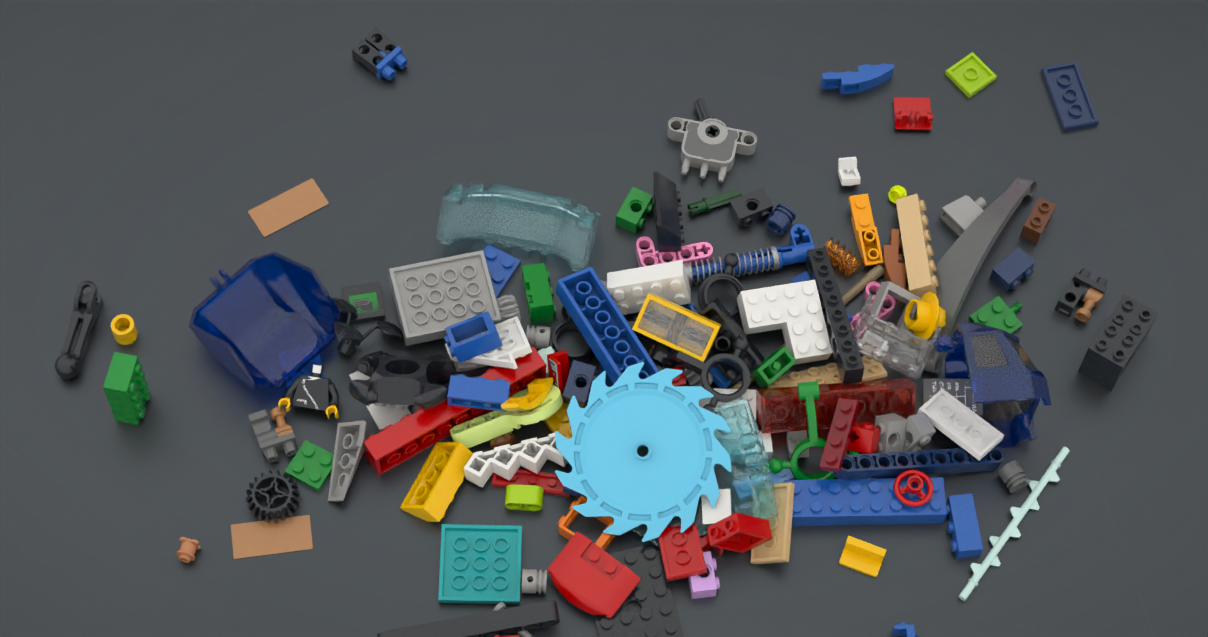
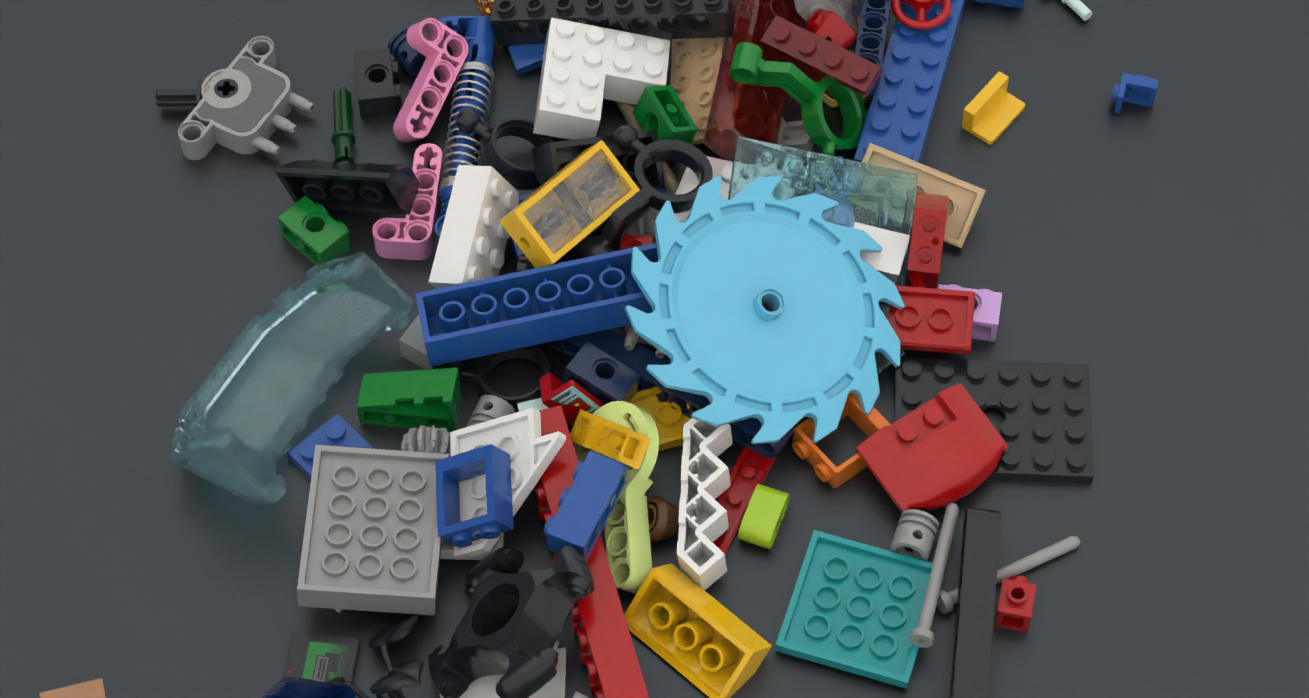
camera: 70 degrees left, 5 degrees down
(534, 597) = (922, 634): none -> light grey bar
(752, 232) = (426, 84): none -> bright pink beam

